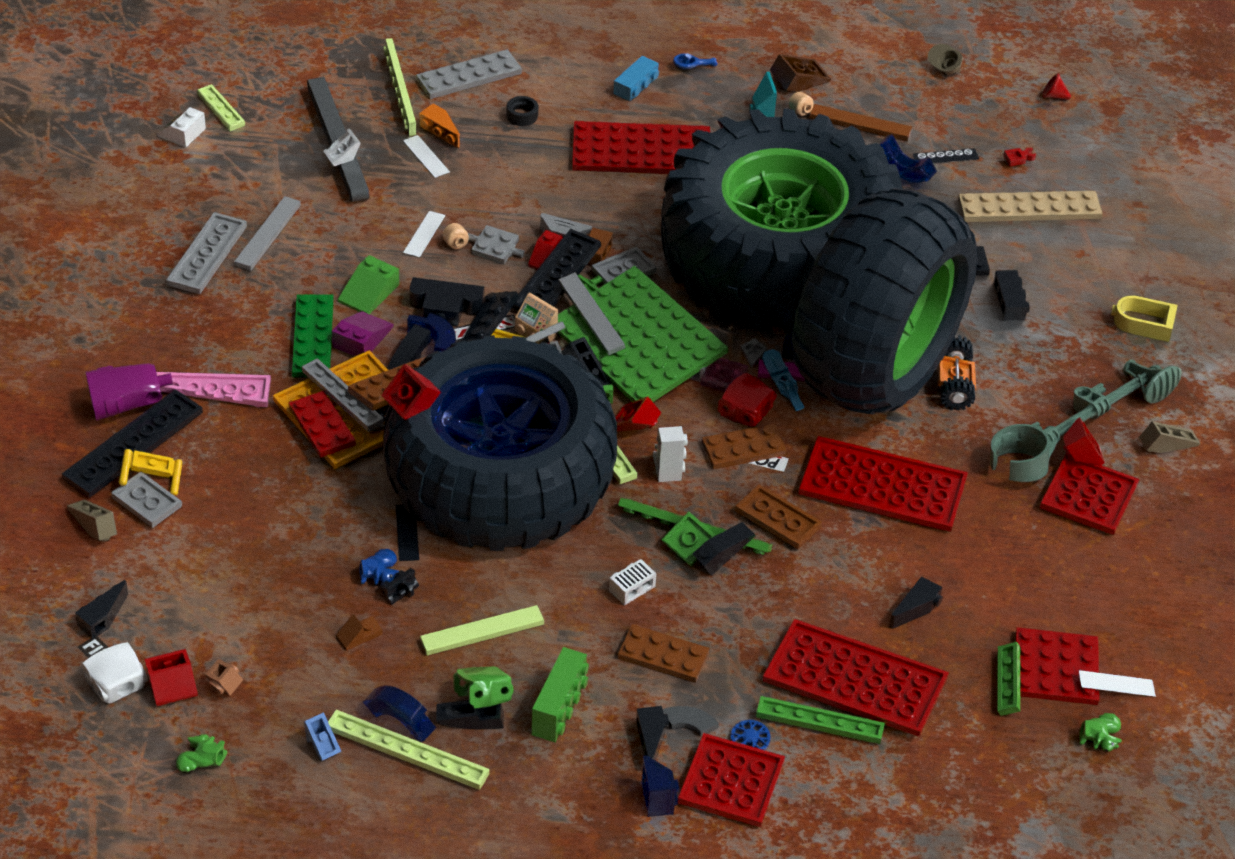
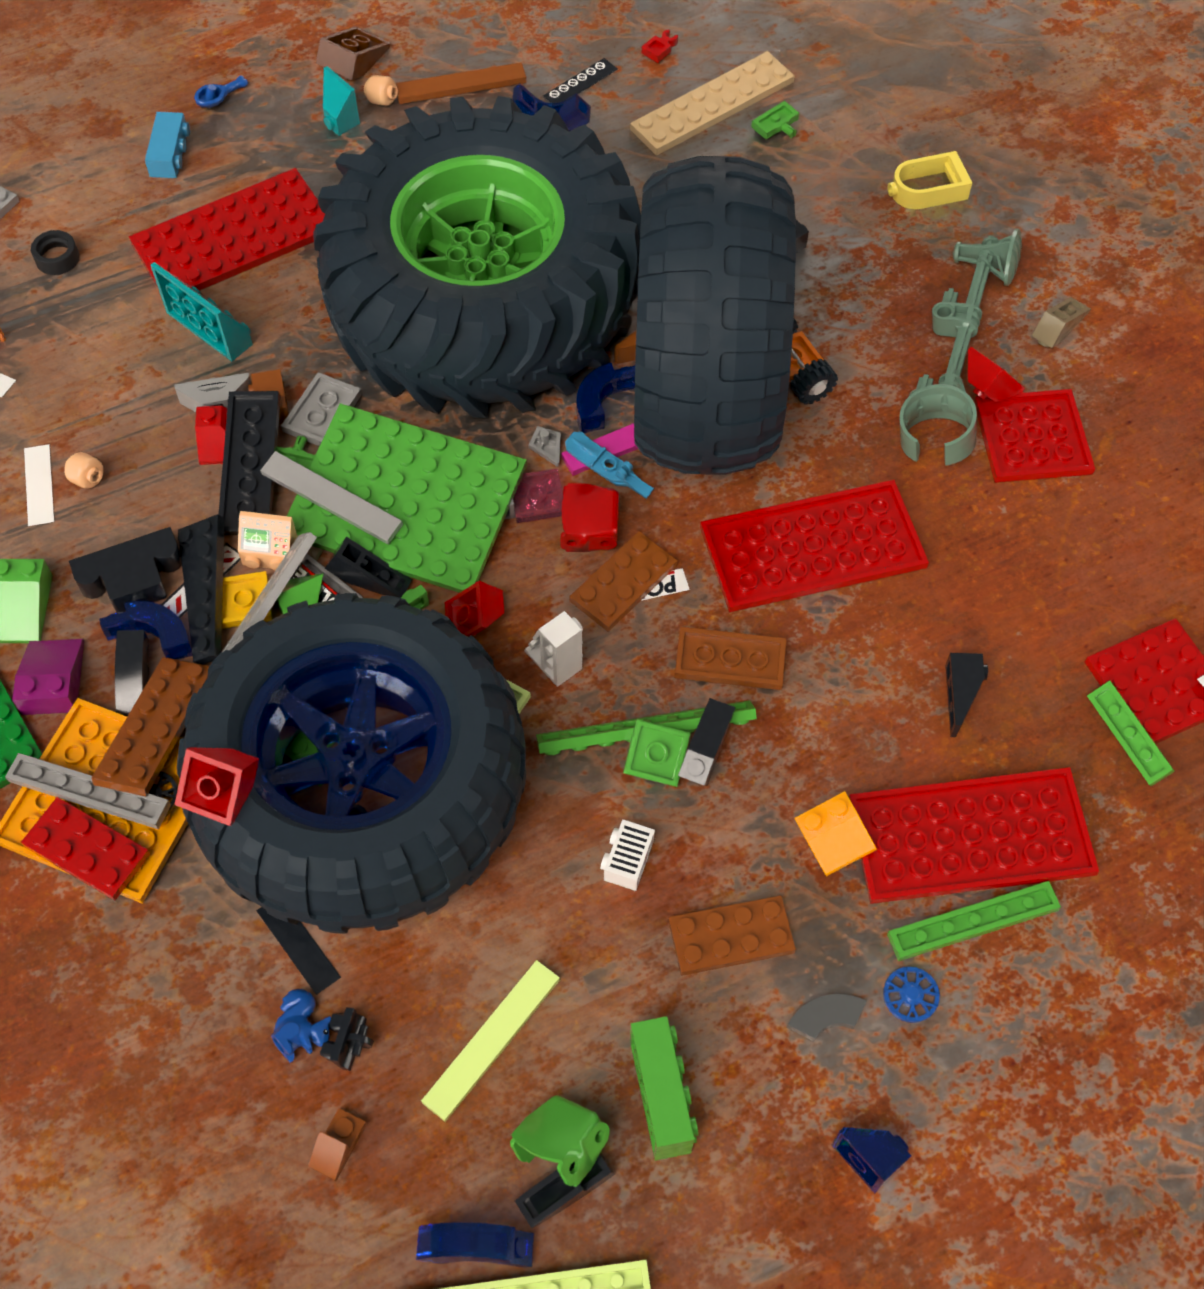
camera: 30 degrees left, 15 degrees up
(495, 244) = (141, 456): light grey plate -> none
(586, 182) = (202, 315): none -> teal slope
(651, 729) = (799, 1064): black slope -> none
(731, 780) = (938, 1076): red plate -> none
(767, 630) = (835, 833): none -> light orange slope
(1065, 234) = (776, 120): none -> bright green plate

